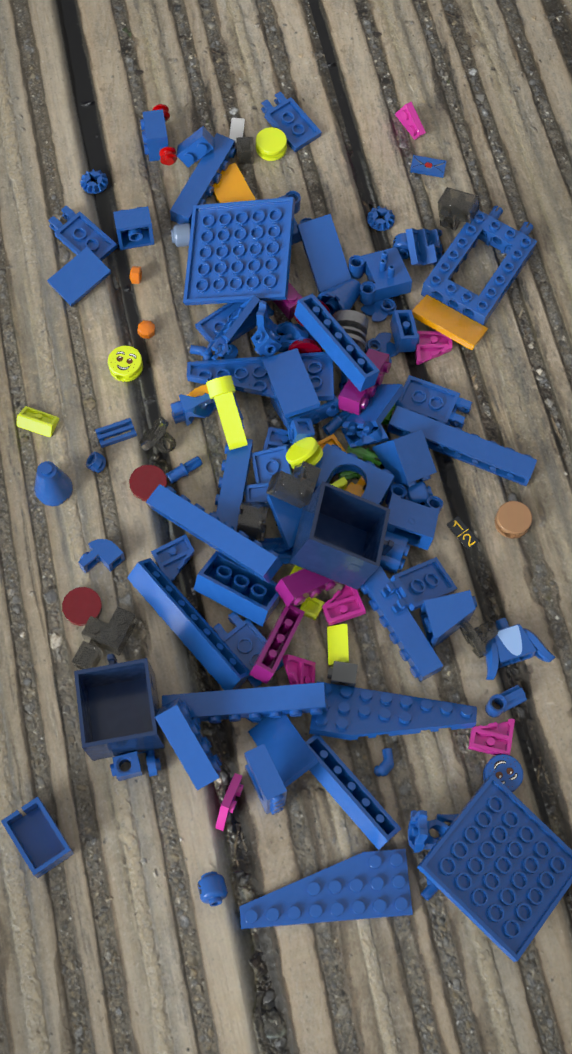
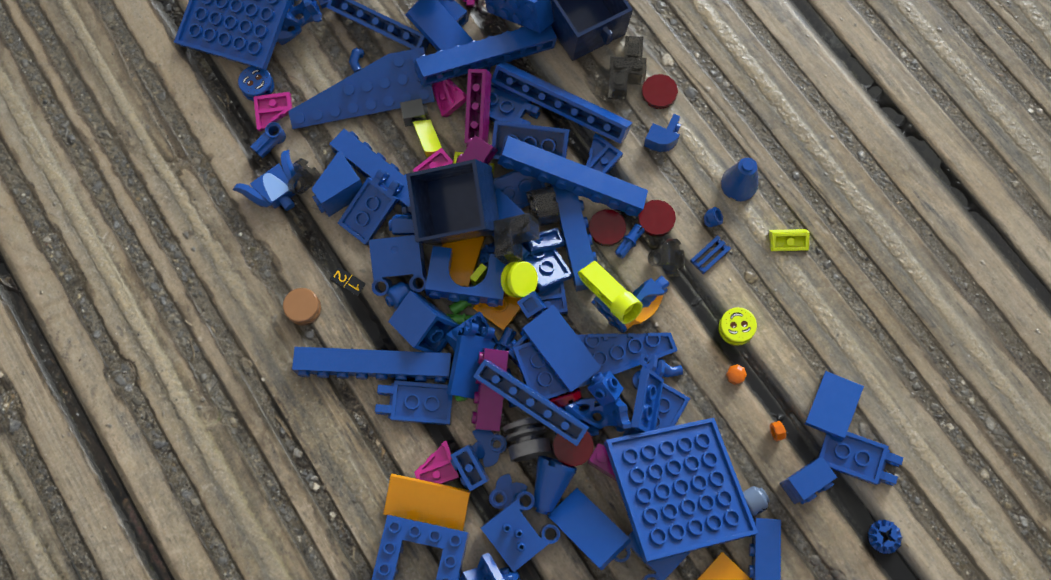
camera: 165 degrees right, 5 degrees up
(199, 489) = (607, 227): none -> dark red tile

